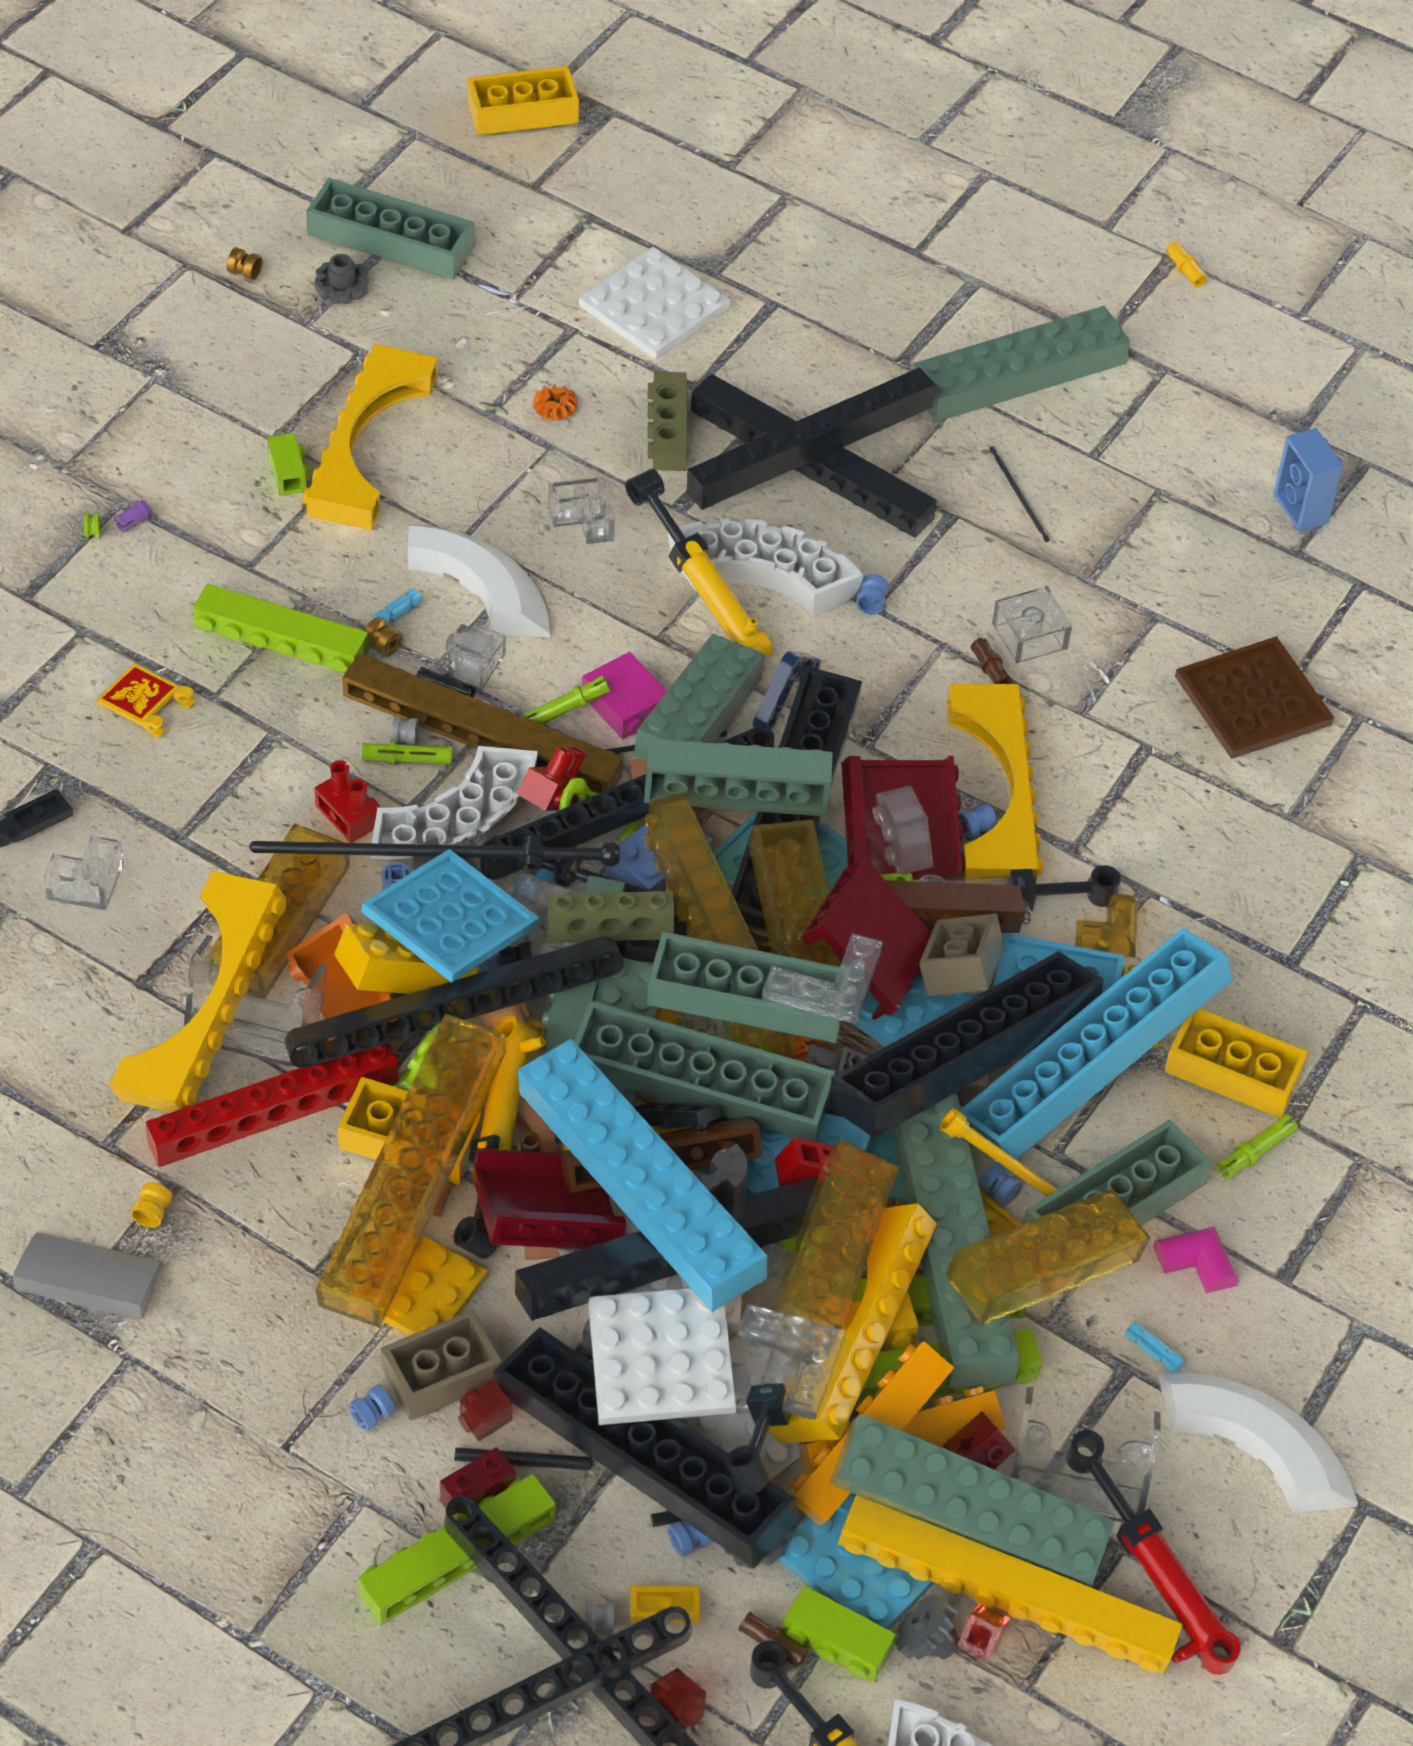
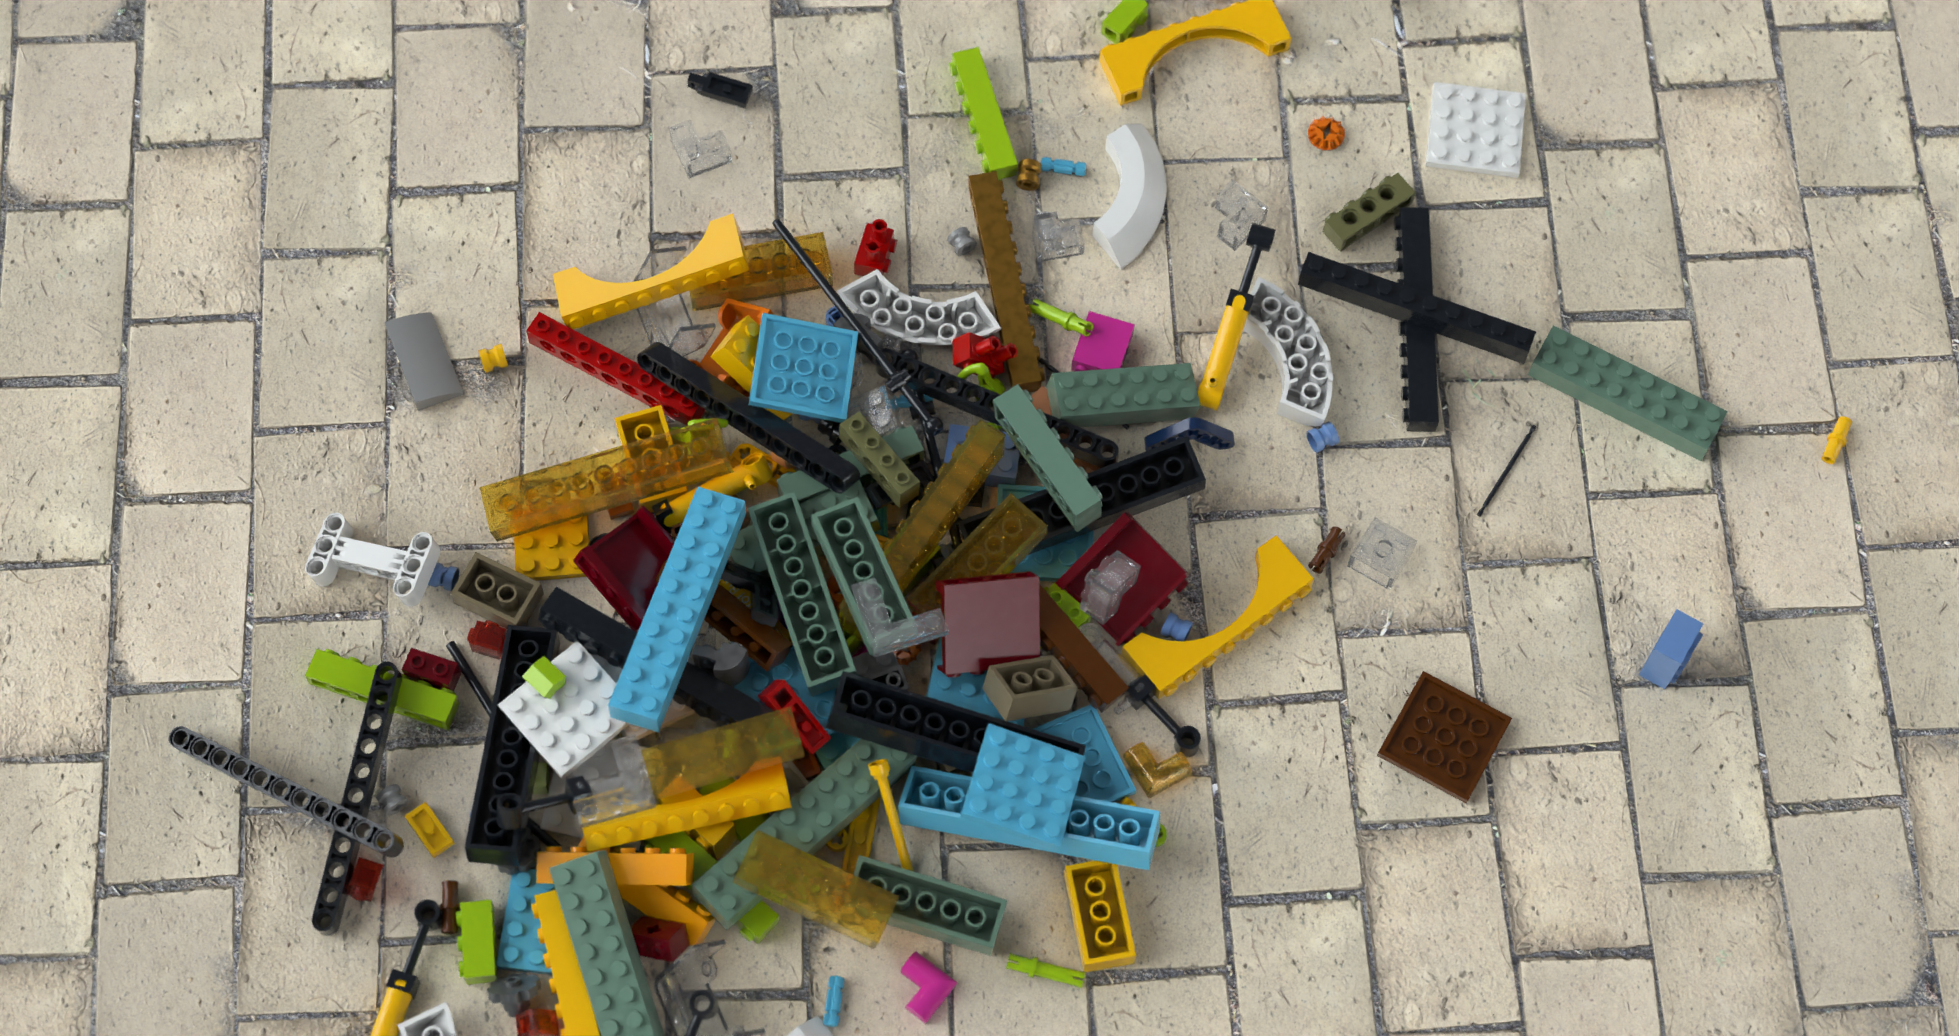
camera: 55 degrees right, 15 degrees up
(141, 695) = (868, 76): flag -> none
(296, 1457) = (373, 559): none -> white beam
(441, 755) = (941, 248): lime pin -> none
(447, 681) = (1023, 237): black pin -> none
(614, 1344) = (545, 677): none -> lime piece
(1000, 1184) = (883, 831): medium blue wheel -> none
(1075, 1013) = (1023, 786): none -> medium azure plate

